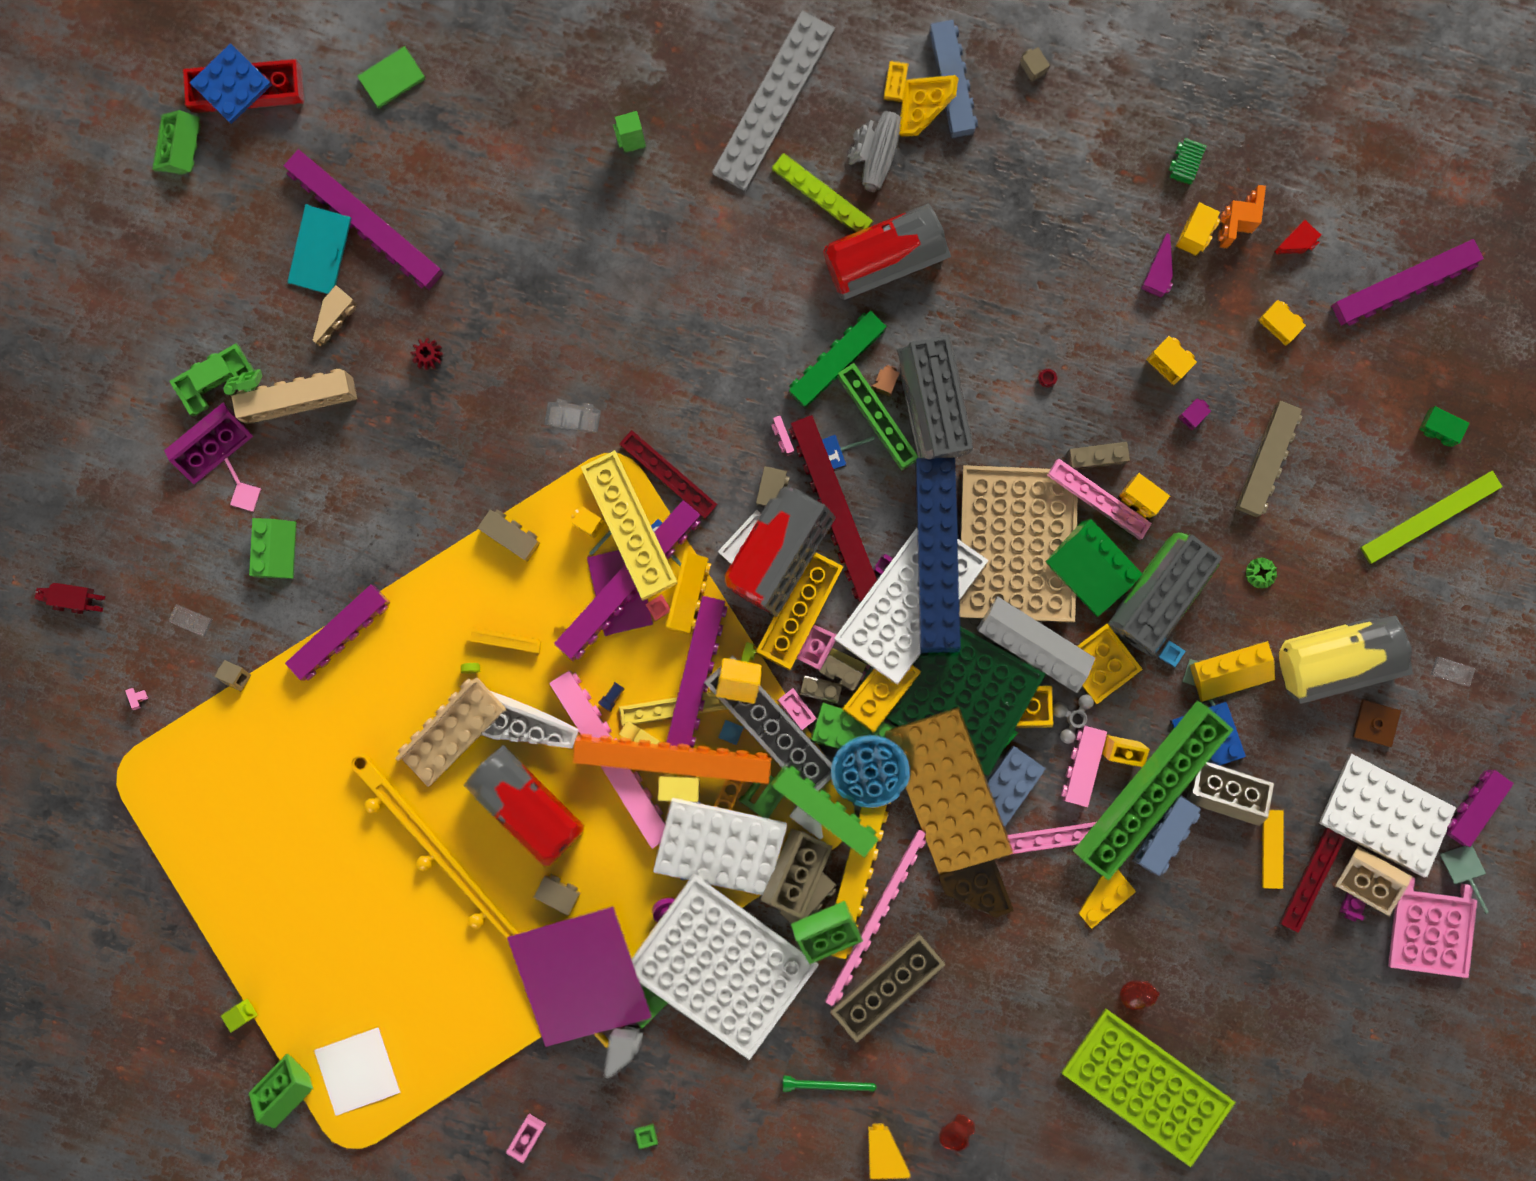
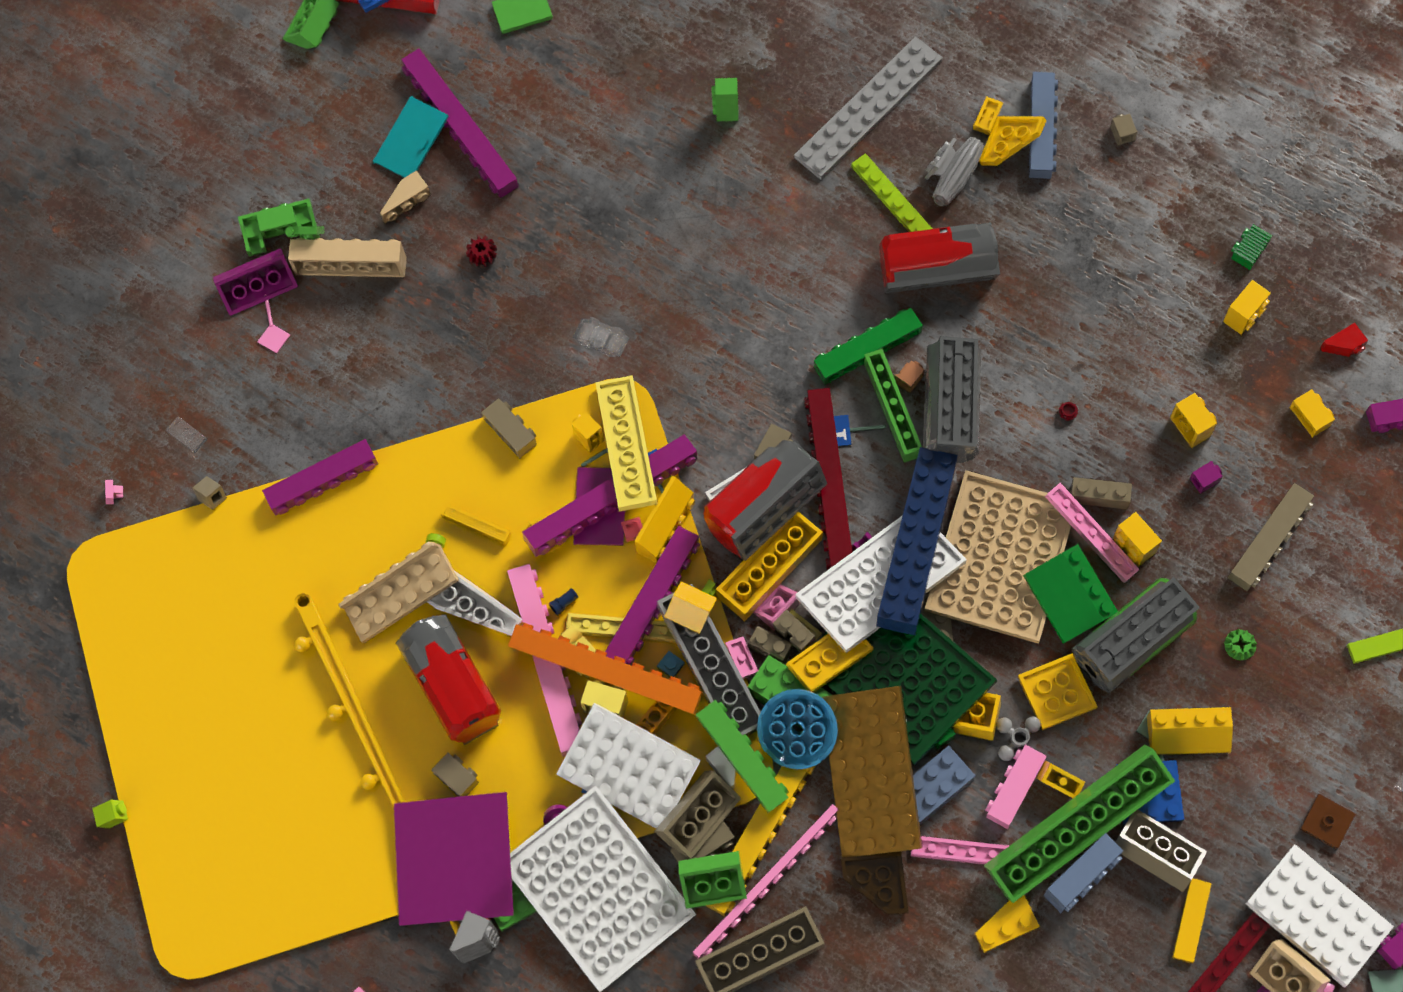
camera: 15 degrees right, 15 degrees down
(69, 596) = (82, 386): dark red hinge -> none
(272, 548) = (283, 388): bright green slope -> none
(280, 1092) = (125, 899): bright green slope -> none
(357, 1071) = (206, 900): white sticker -> none
(668, 474) = (677, 411): dark red plate -> none
(766, 802) = (689, 737): bright green plate -> none
(785, 443) = (797, 409): bright pink plate -> none
(1036, 644) = (995, 652): light grey slope -> none
(1160, 272) = (1199, 343): magenta slope -> none
(1171, 653) = (1131, 699): dark azure plate -> none
(1242, 216) = (1292, 305): orange bracket -> none
(1345, 658) = (1306, 742): piece -> none

